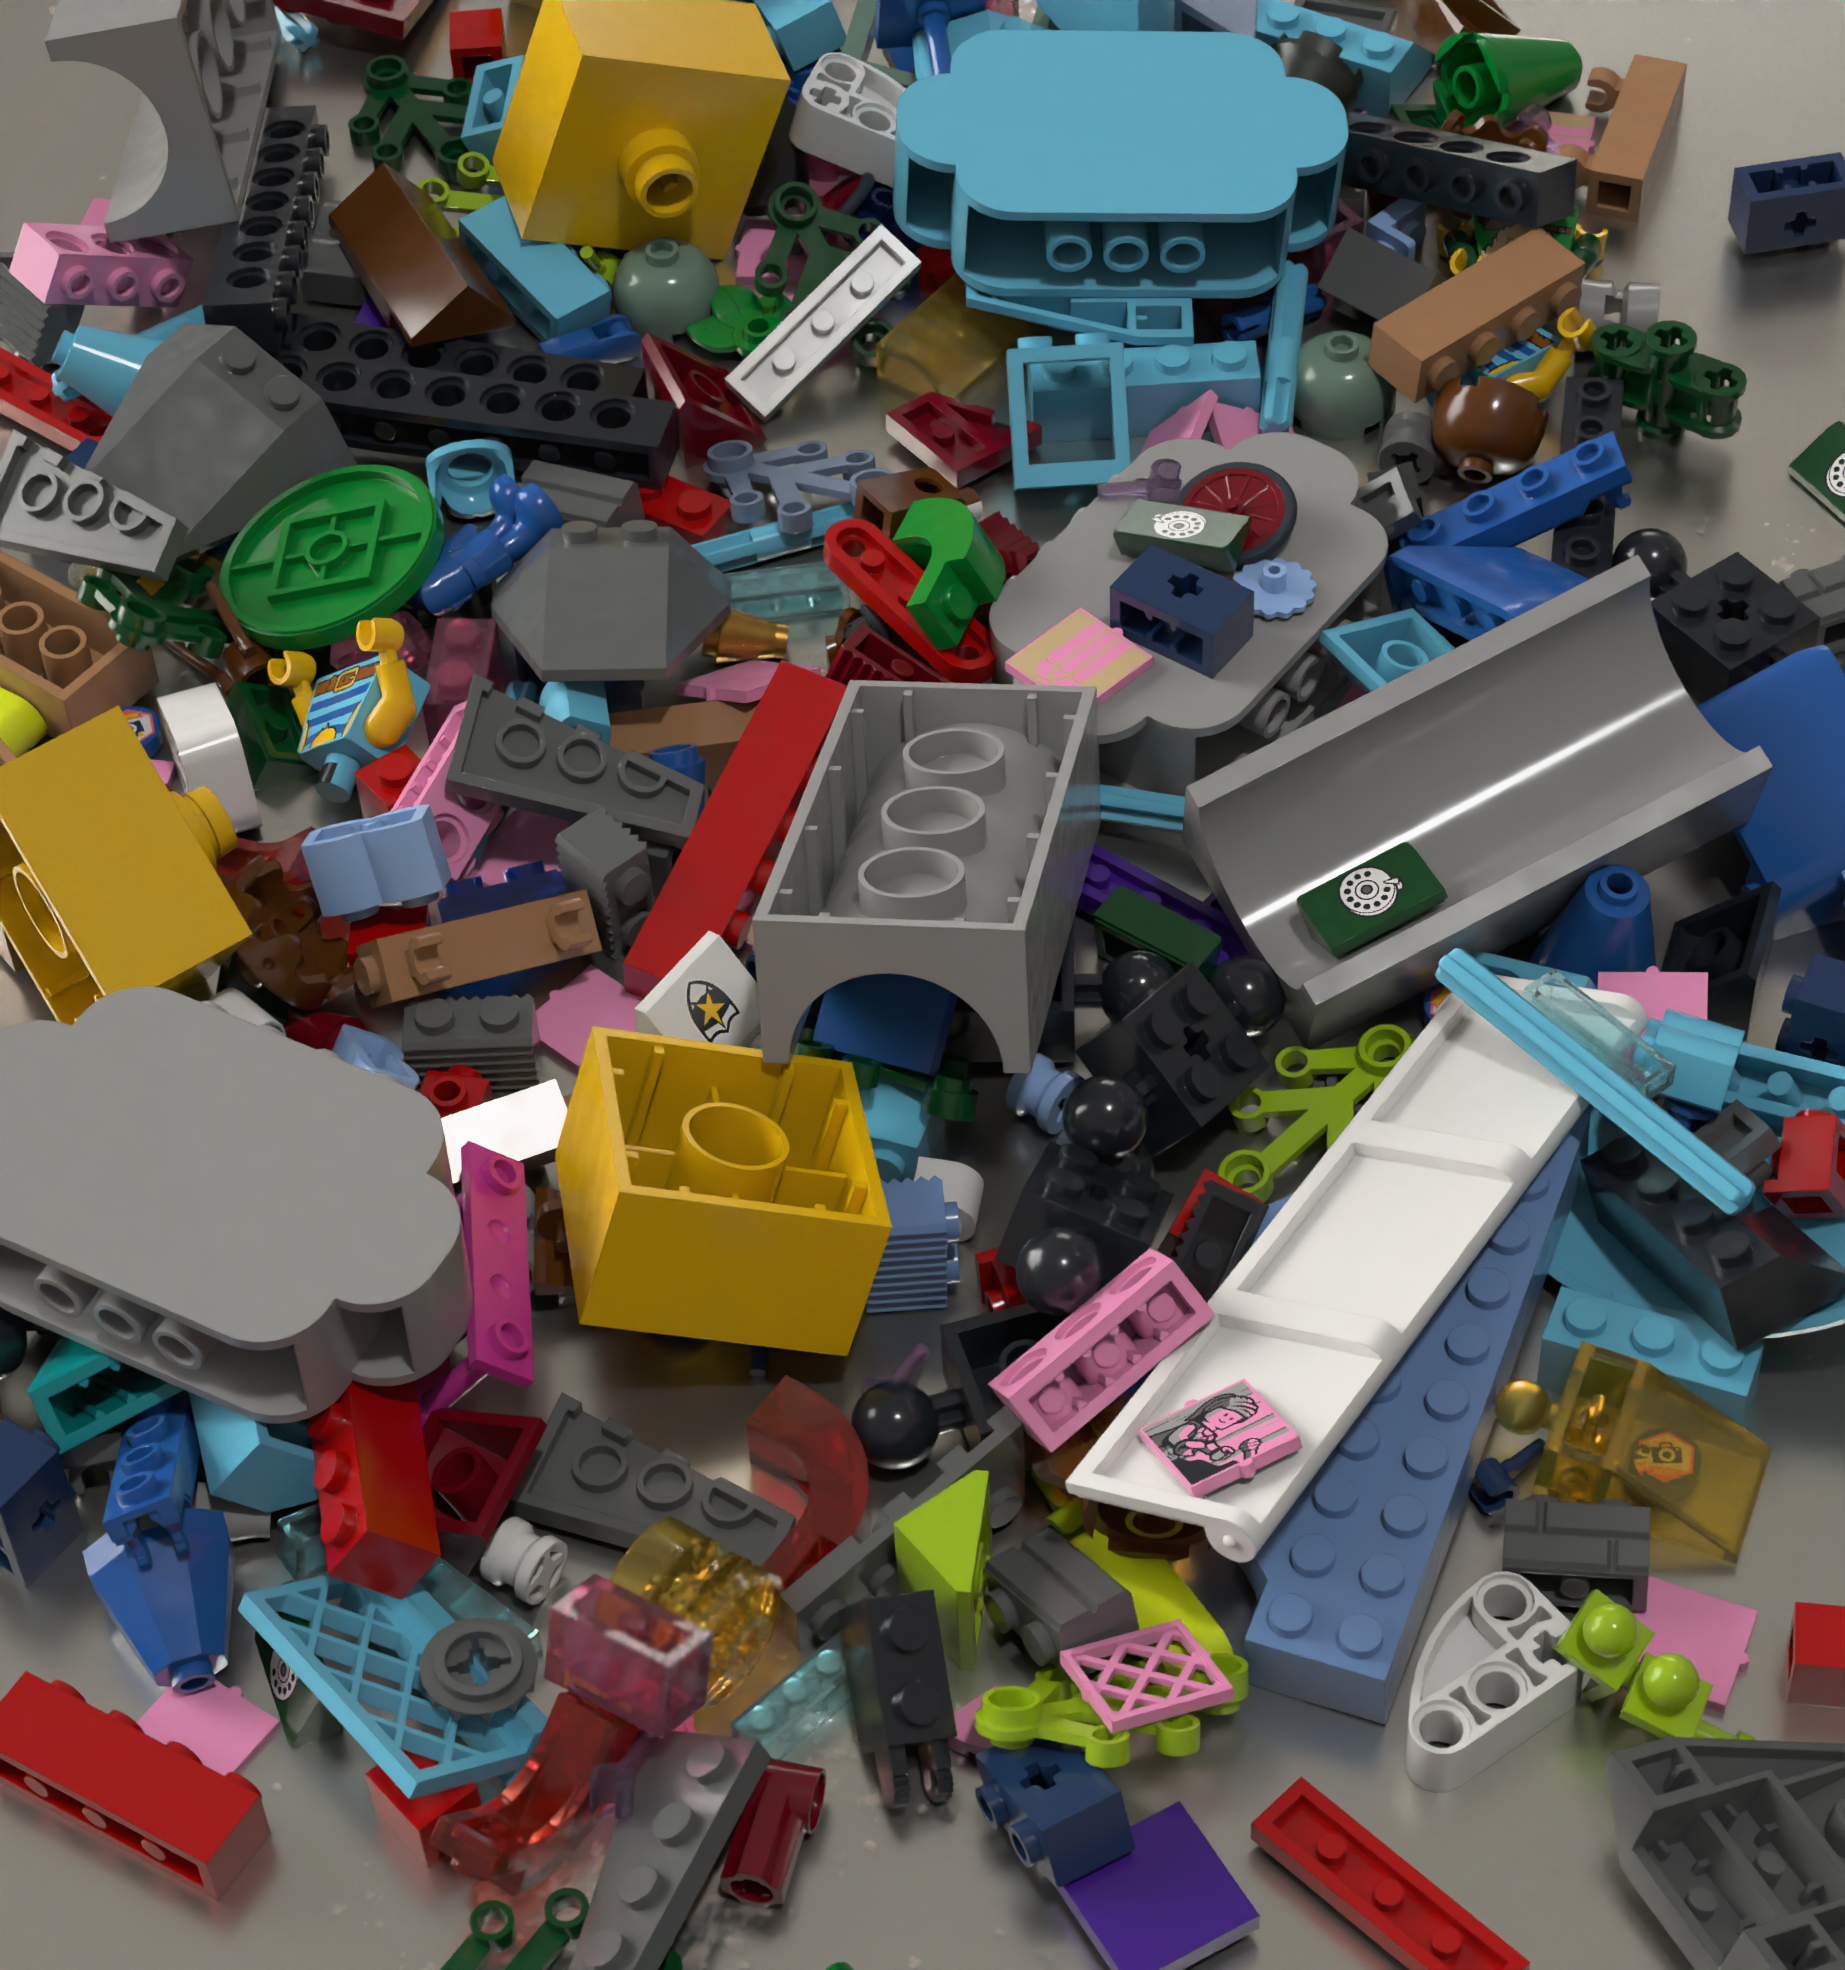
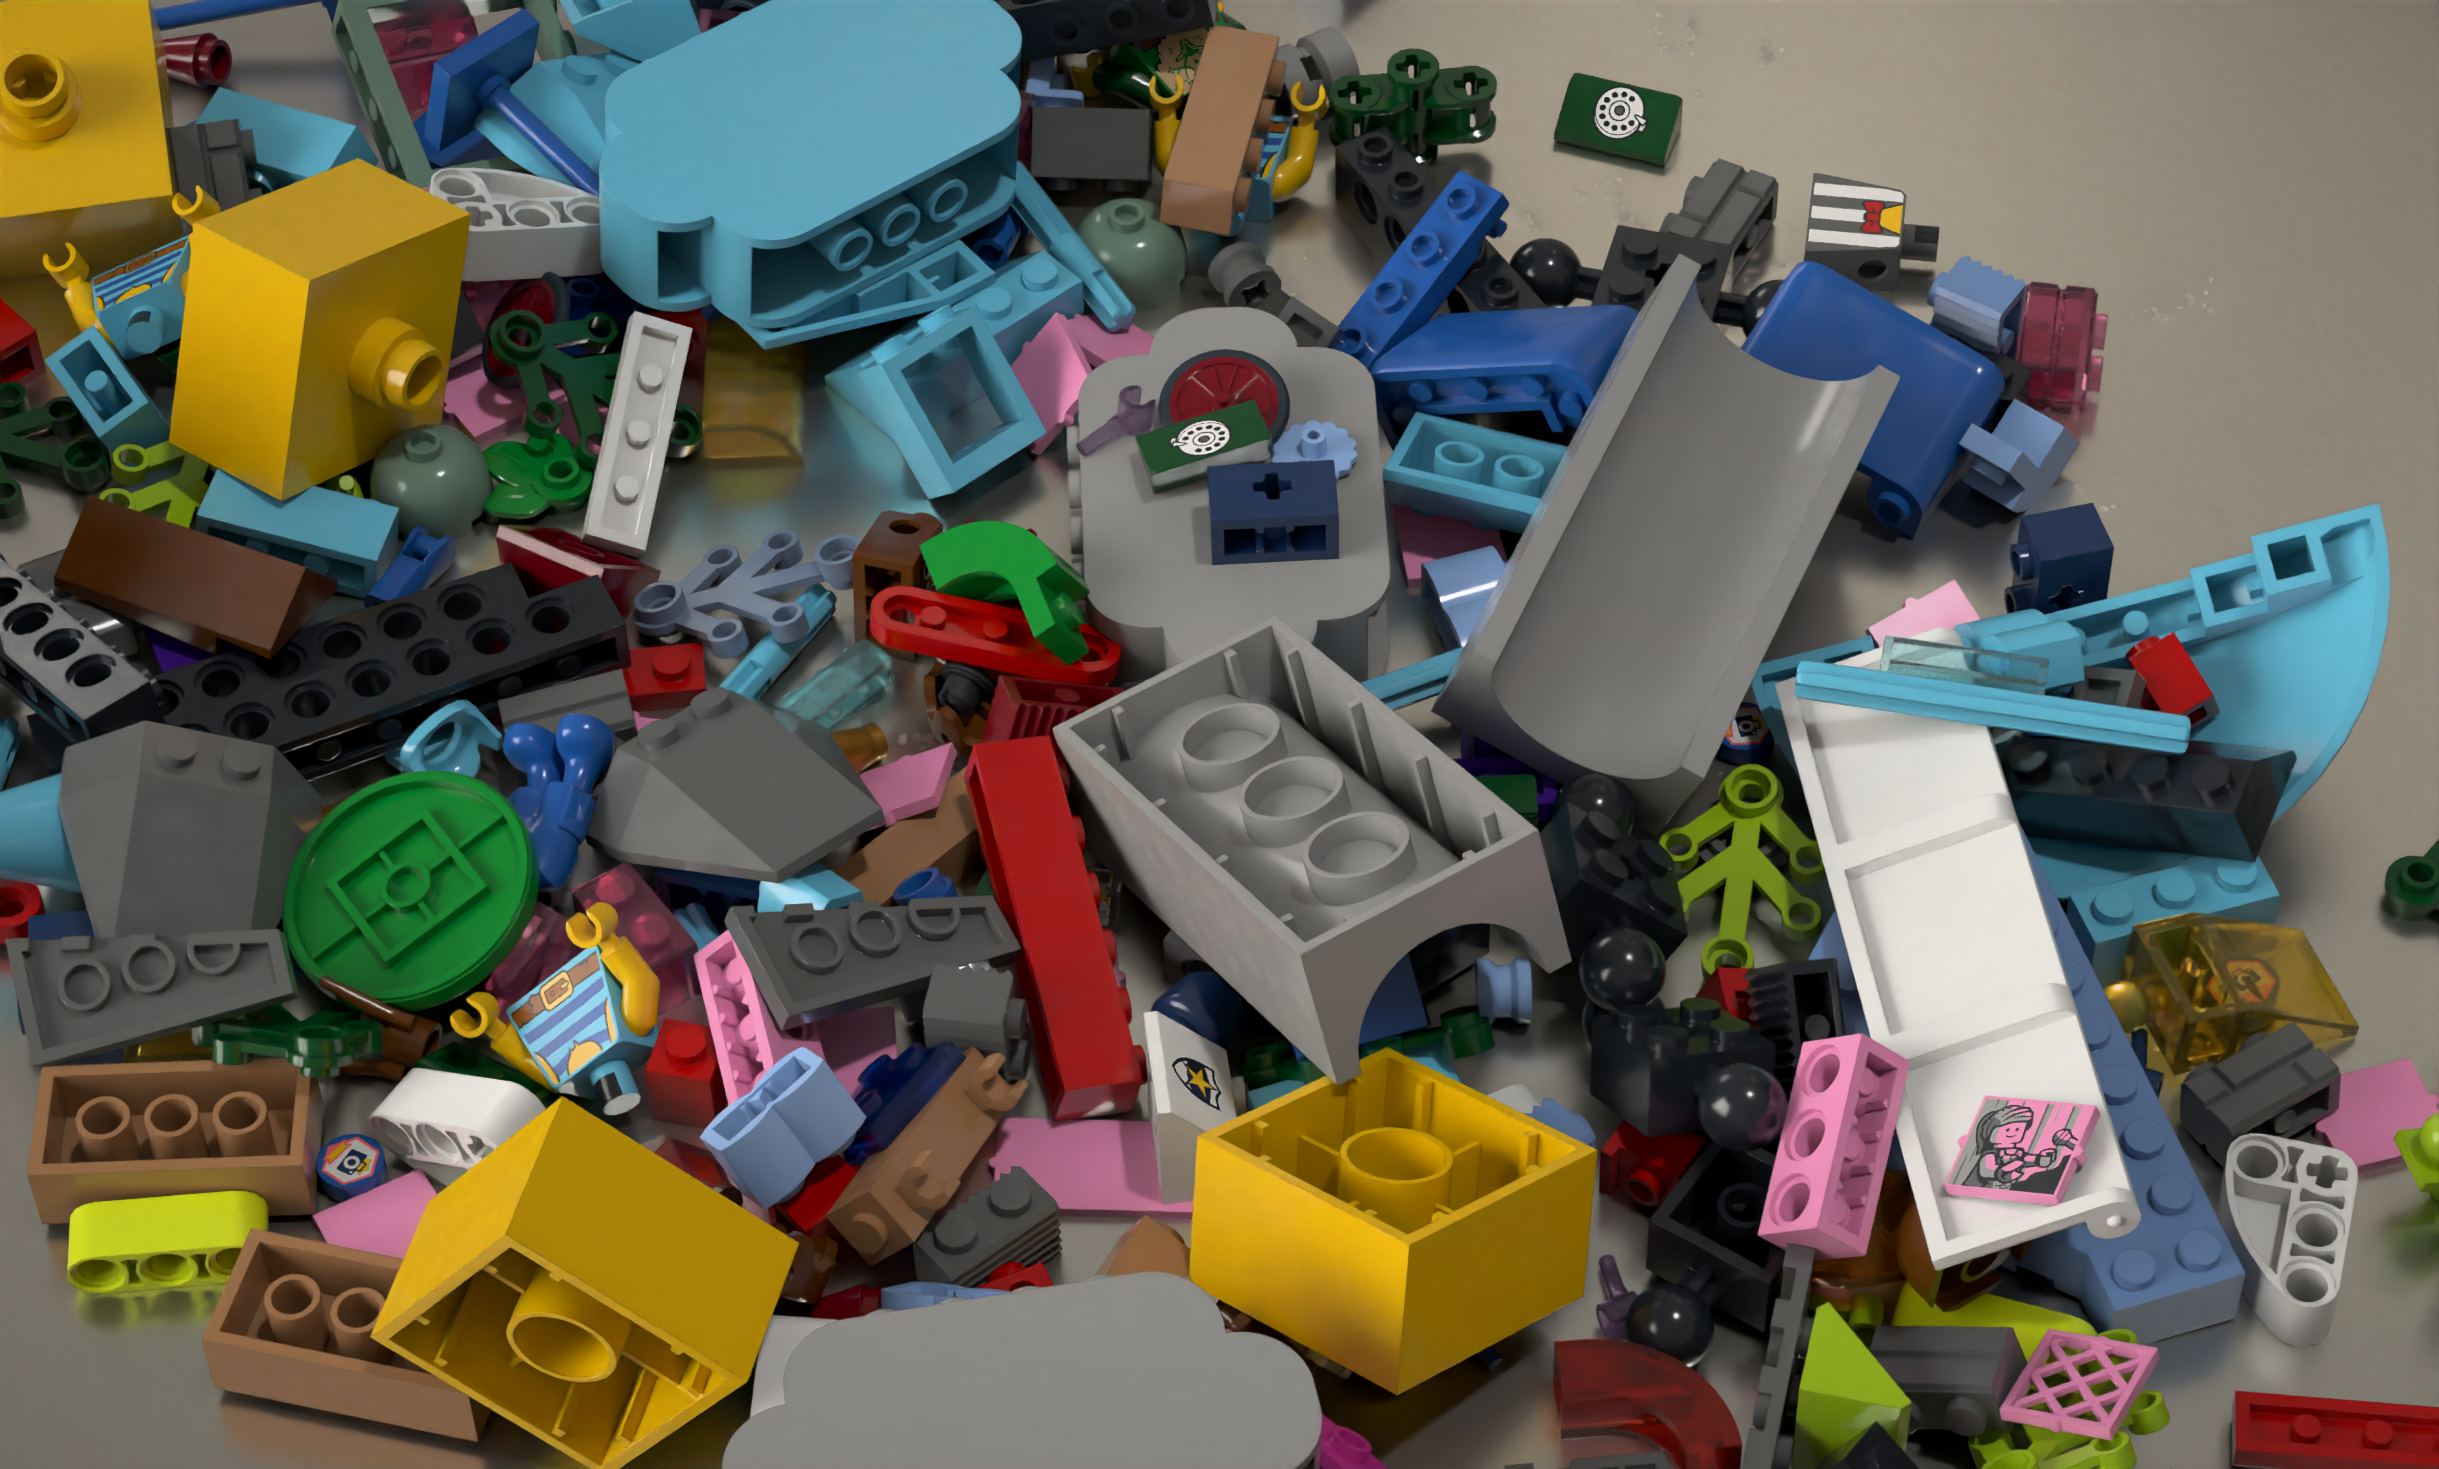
camera: 40 degrees left, 0 degrees up
(955, 437) = (836, 477): dark red wing -> none
(1081, 654) = (1215, 601): piece -> none
(1370, 899) = (1656, 669): dark green slope -> none
(1487, 428) = (1304, 229): reddish brown cylinder -> none
(1602, 927) = (1835, 597): blue cone -> none
(1604, 1644) = (2363, 1145): lime piece -> none
(1734, 948) = (1908, 556): black slope -> none

